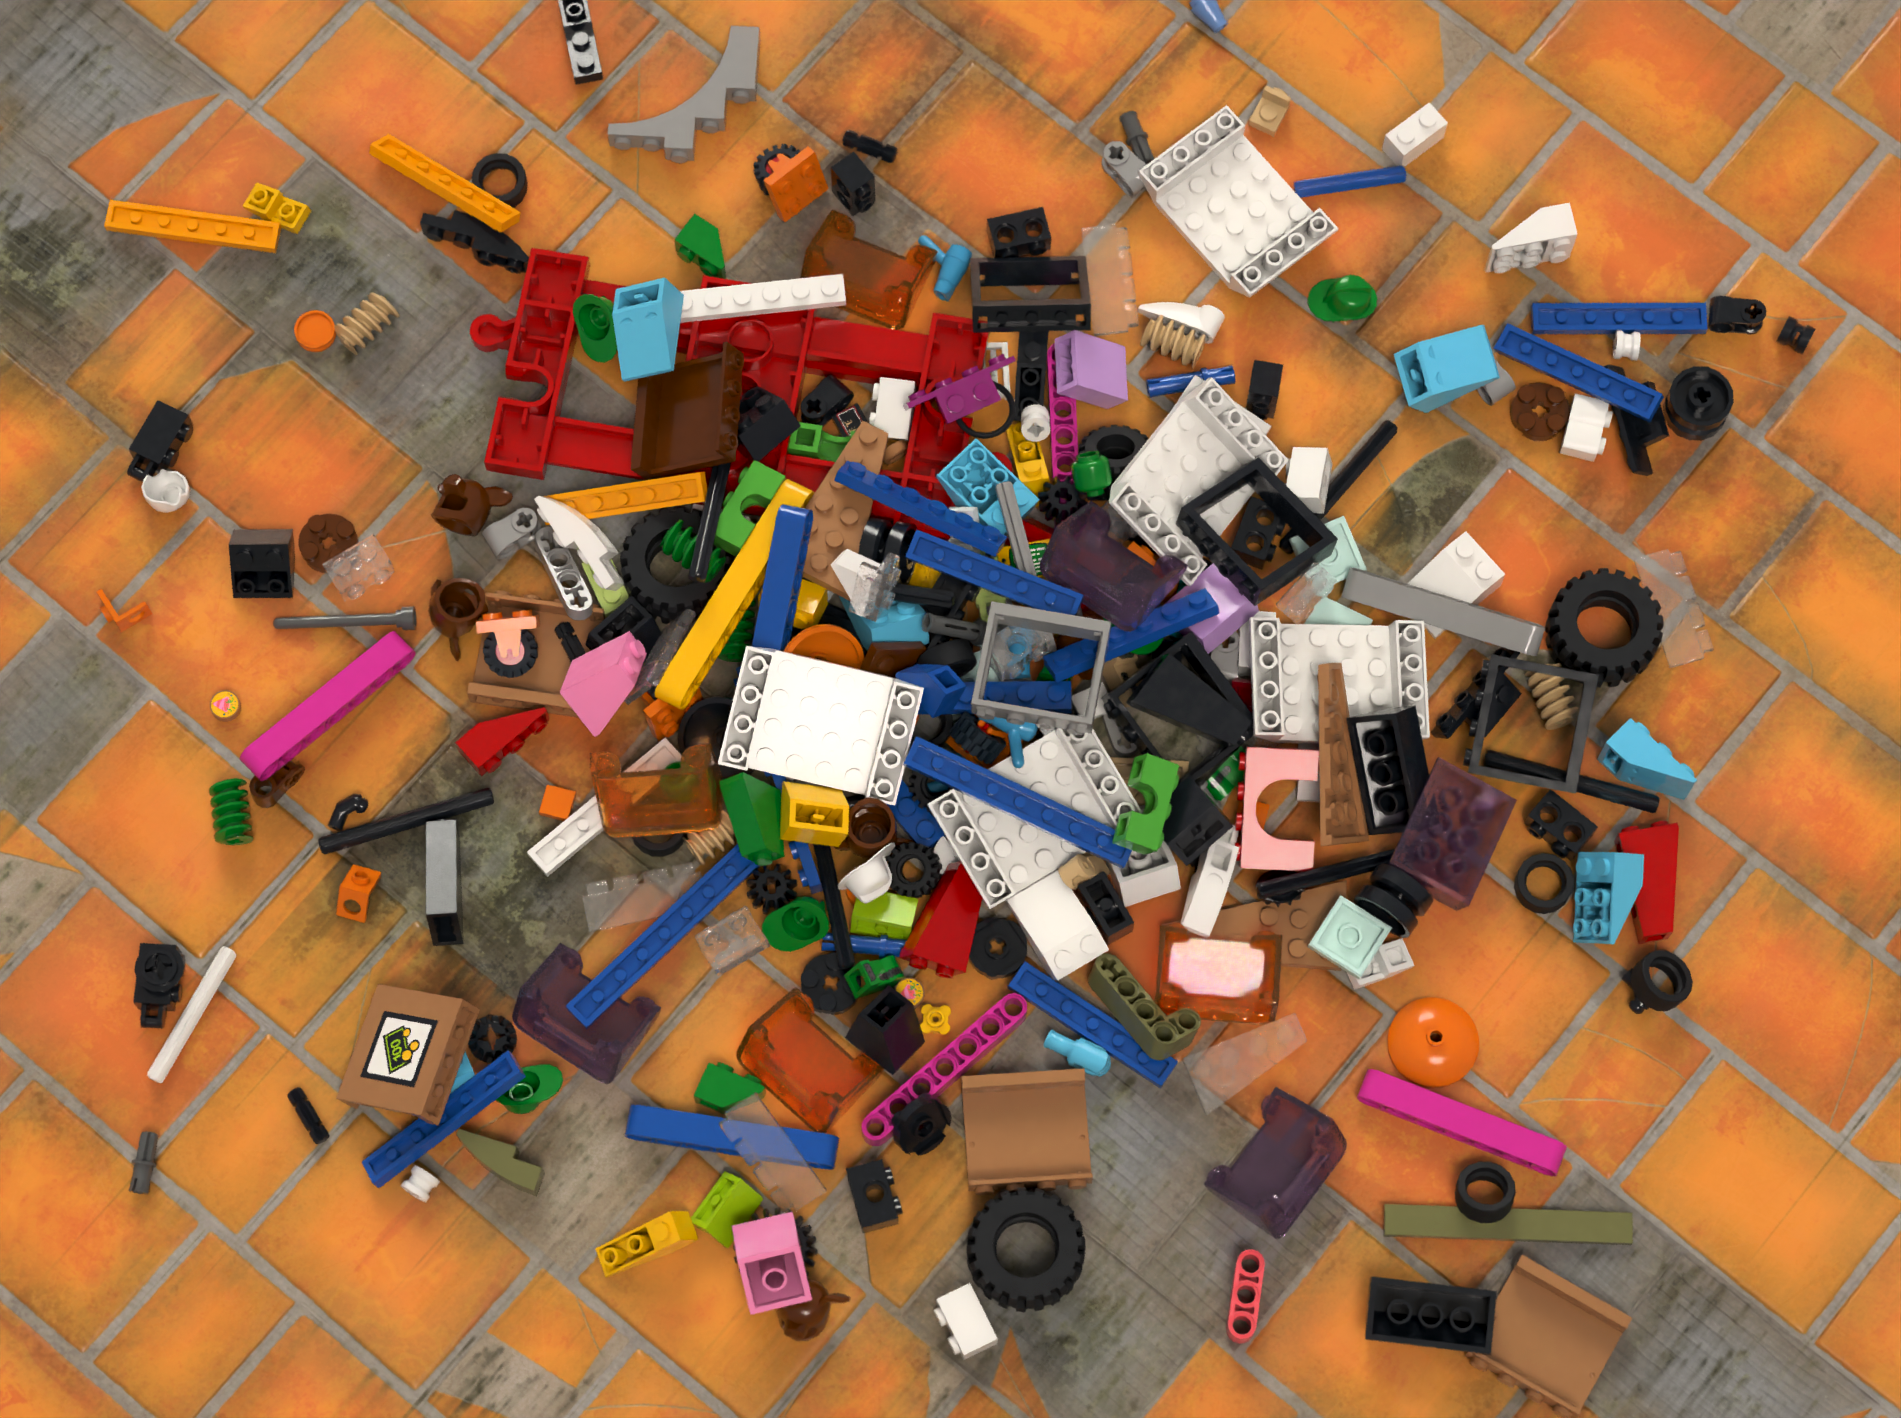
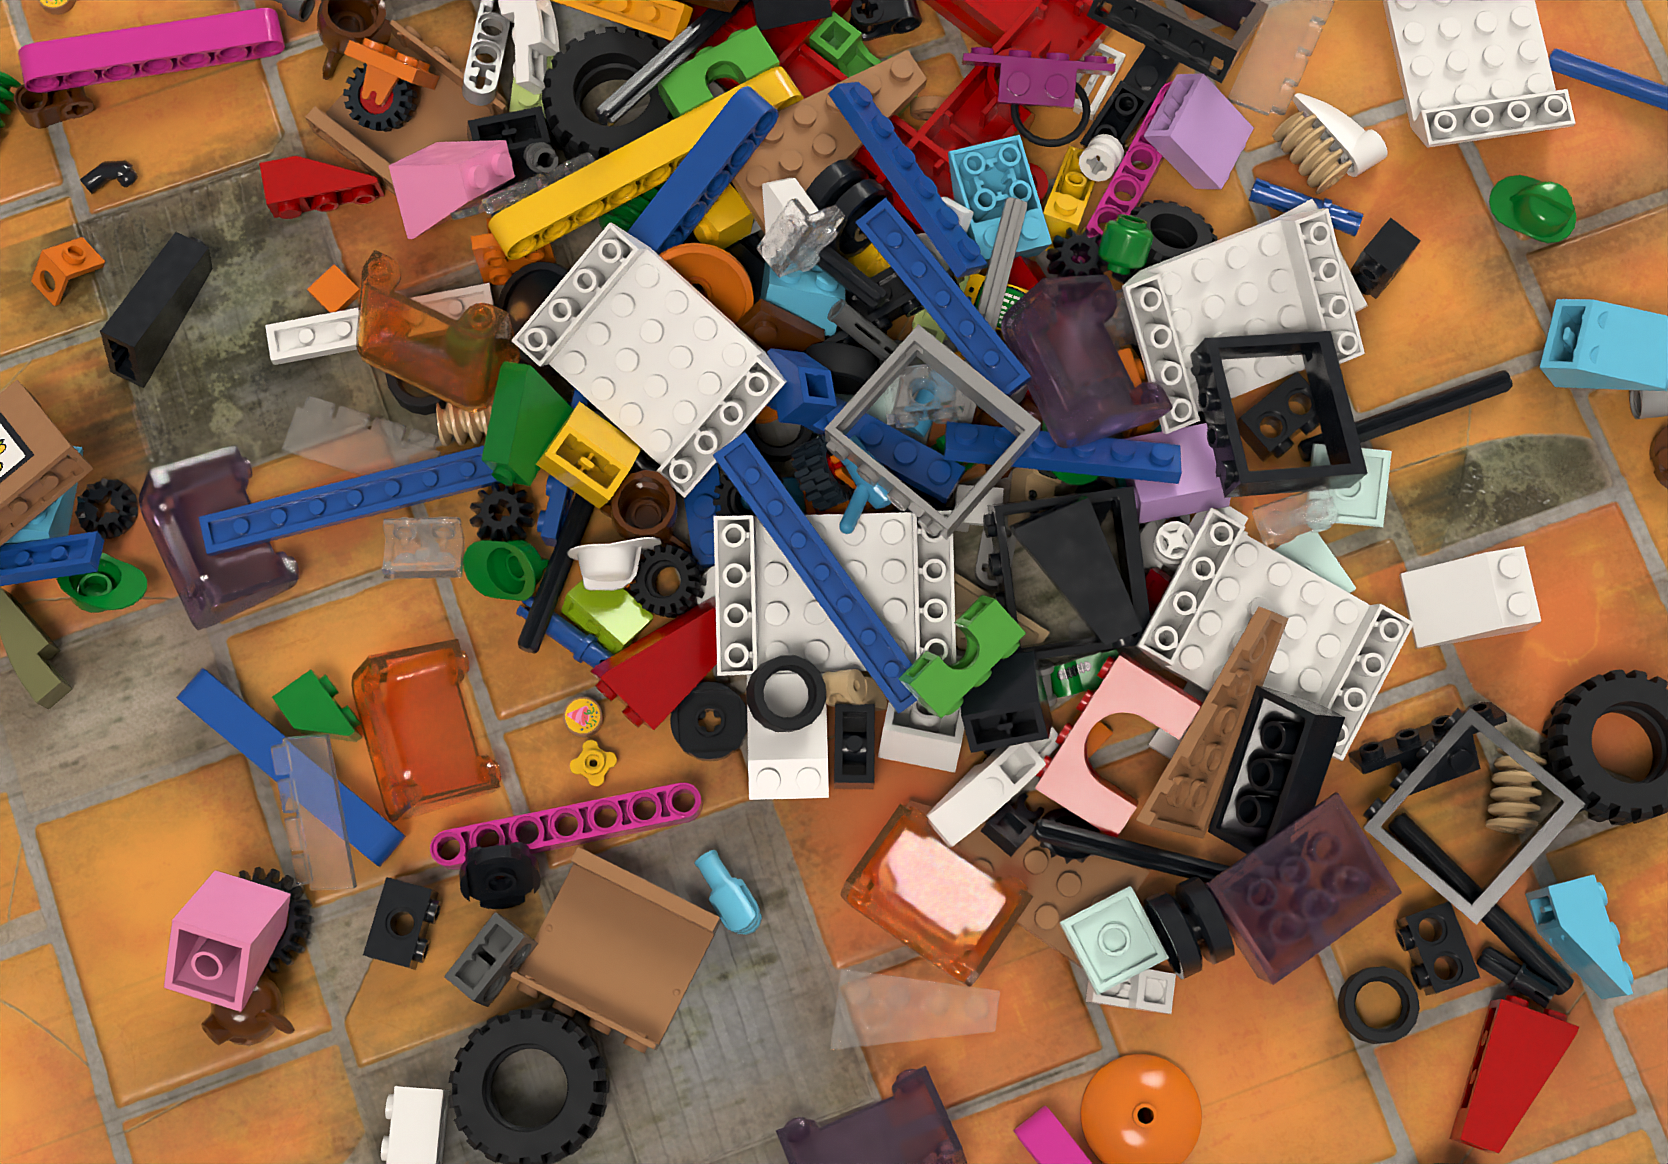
camera: 30 degrees right, 5 degrees up
(405, 821) = (164, 221): black axle -> none
(570, 643) = (455, 126): black axle -> none
(647, 1242) = (128, 831): yellow slope -> none
(658, 630) = (548, 161): none -> dark grey pin
(682, 545) = (614, 72): green piece -> none
(726, 1205) = (236, 842): lime panel -> none
(814, 979) = (488, 674): black plate -> none
(848, 420) = (899, 42): black tile -> none
(876, 974) = (552, 676): green leg -> none
(887, 1030) = (527, 747): black slope -> none
(890, 413) = (944, 61): white brick -> none
(949, 1182) = (490, 960): none -> dark grey brick
(1058, 880) = (812, 679): none -> black tyre
(1088, 1023) = (763, 871): blue plate -> none
(1138, 1013) = (814, 830): olive beam -> none
(1237, 648) = (1177, 536): none -> white wheel
(1240, 901) = (1012, 825): none -> black plate
(1309, 476) = (1378, 385): white brick -> none
(1443, 611) = (1444, 626): light grey beam -> none
(1605, 894) = (1443, 1063): medium azure slope -> none
(1621, 814) = (1516, 976): none -> black axle

